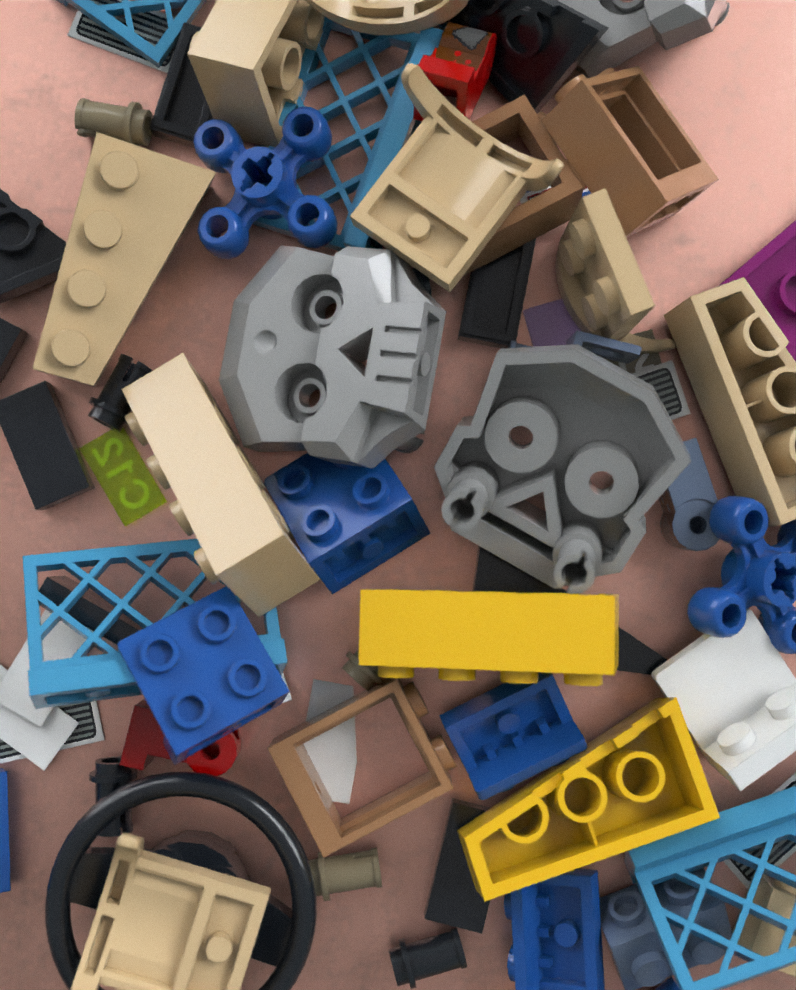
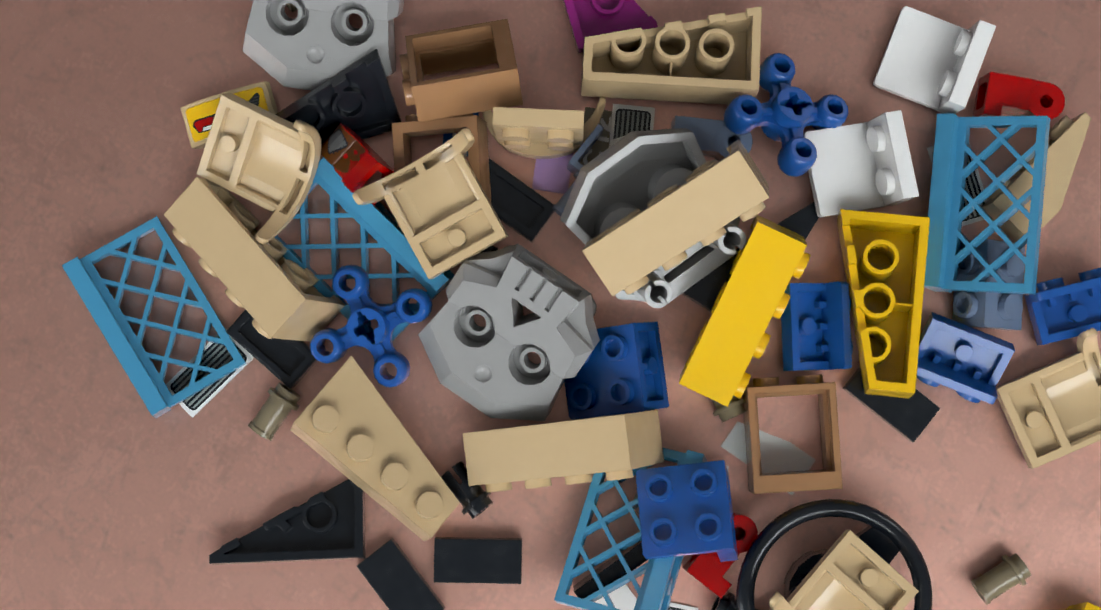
camera: 65 degrees left, 0 degrees up
(123, 475) = (522, 515): clear neon green sticker -> none
(345, 872) = (860, 479): dark tan pin -> none
(427, 957) = (940, 452): black pin -> none
(569, 490) = (678, 220): none -> tan wedge

